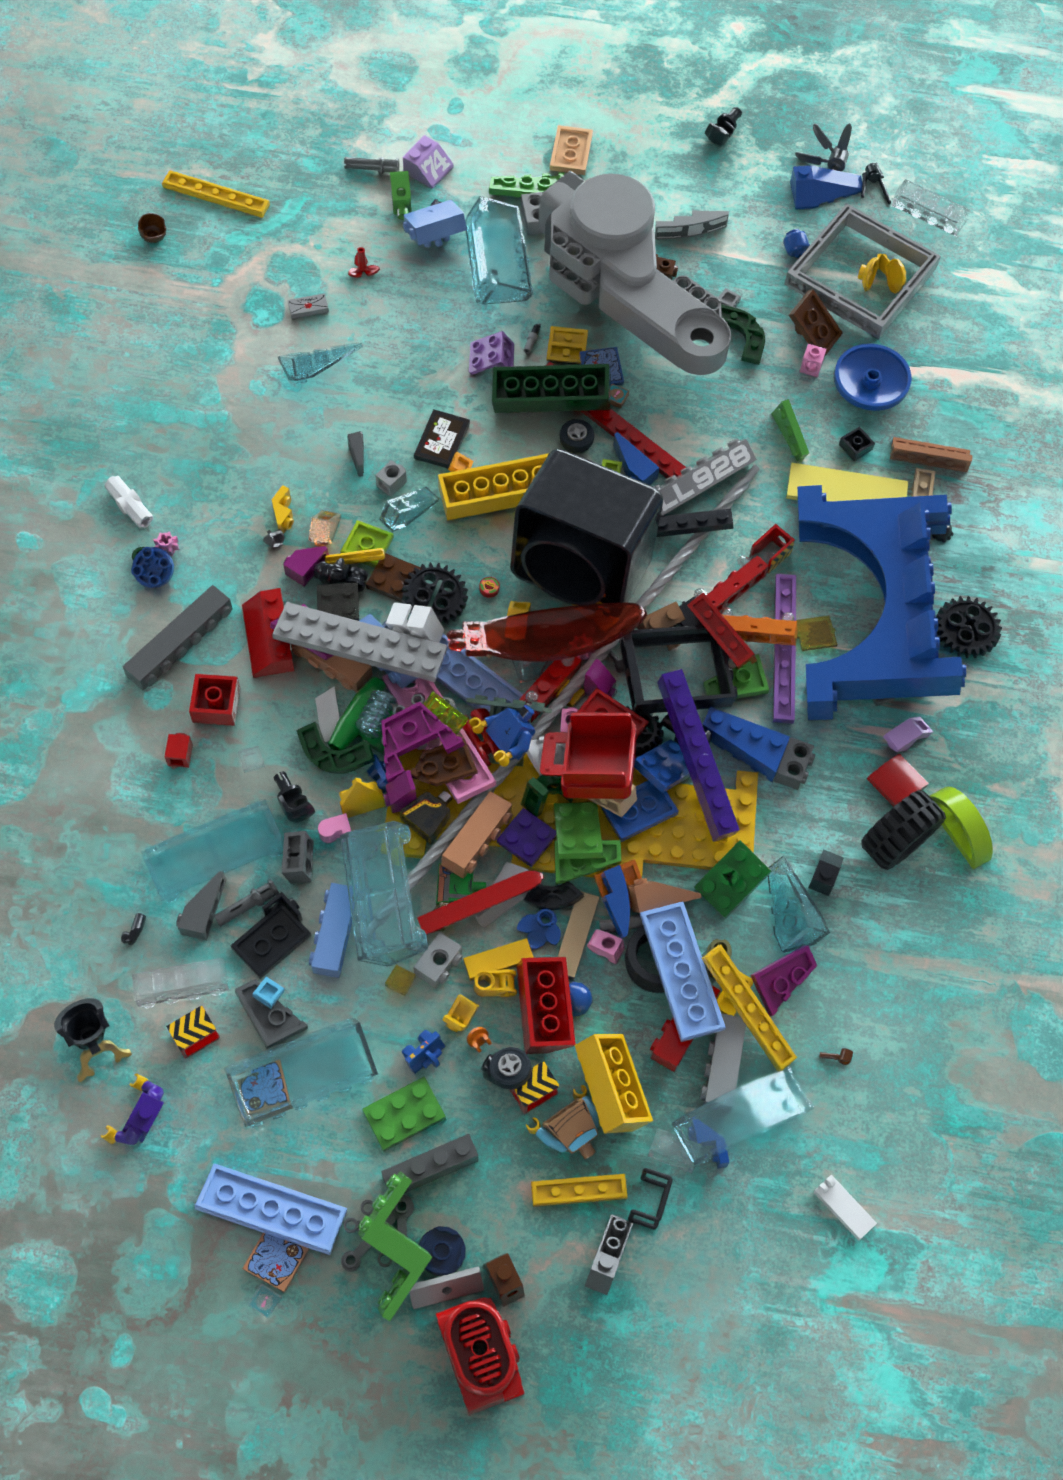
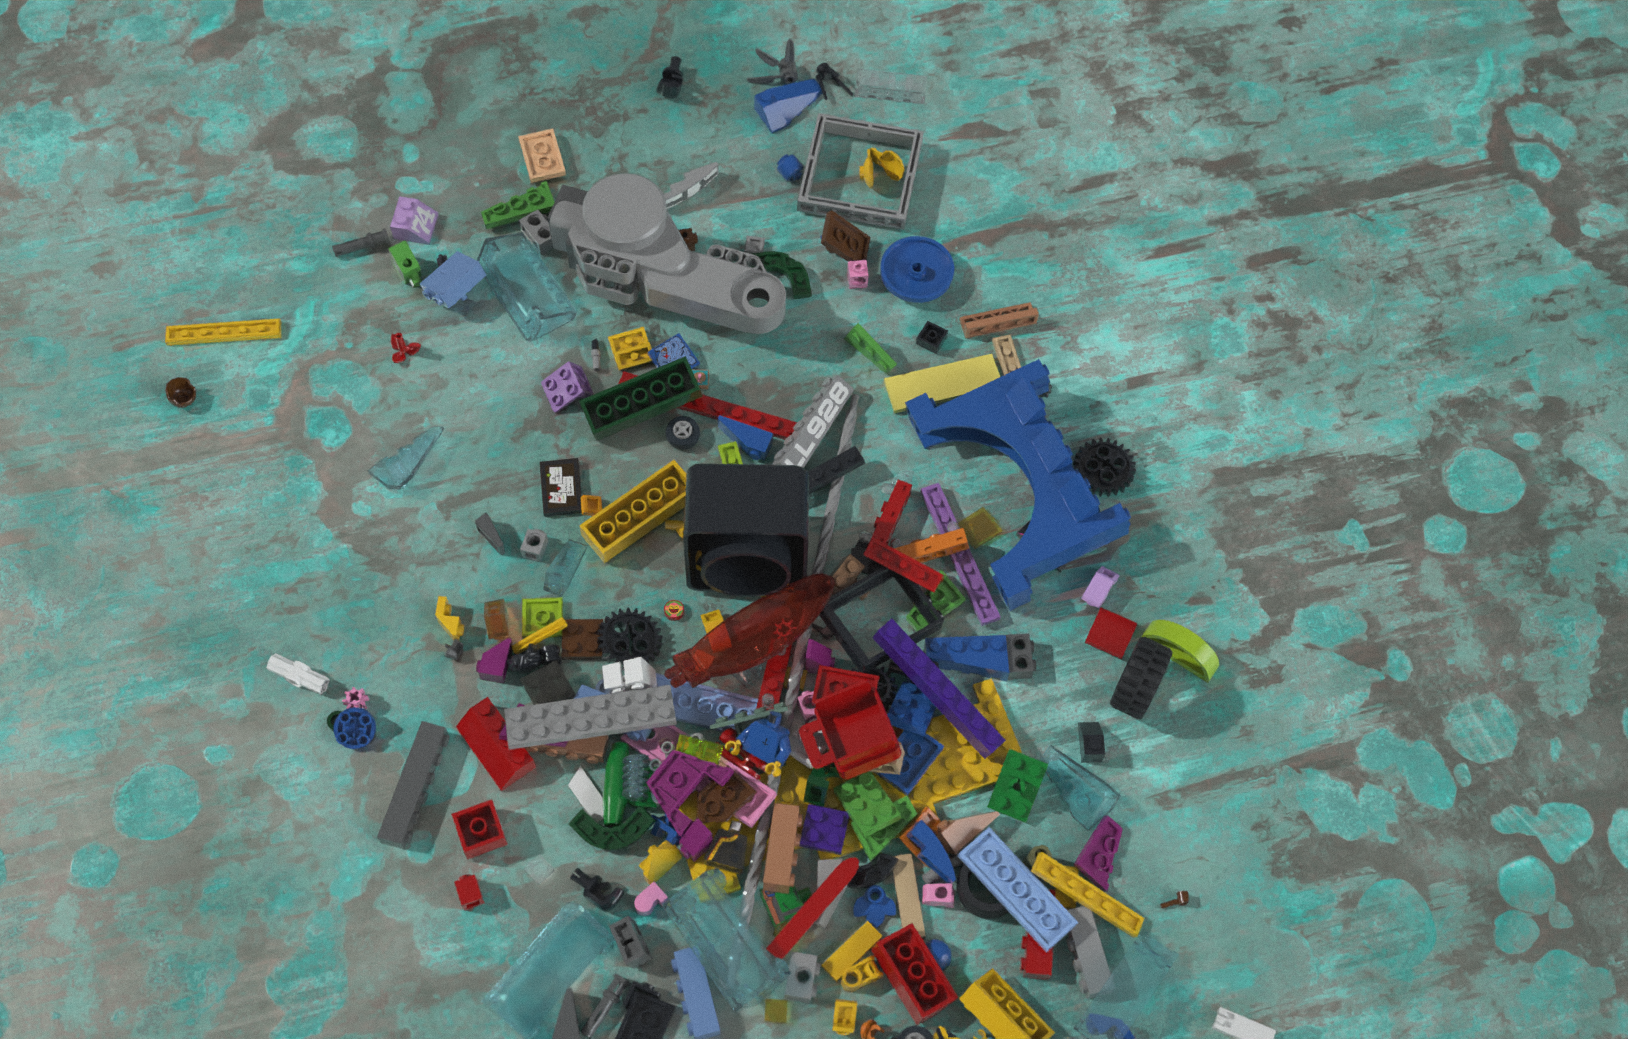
camera: 25 degrees left, 0 degrees up
(308, 306) = (370, 408): light grey tile -> none
(772, 535) = (902, 454): red piece -> none

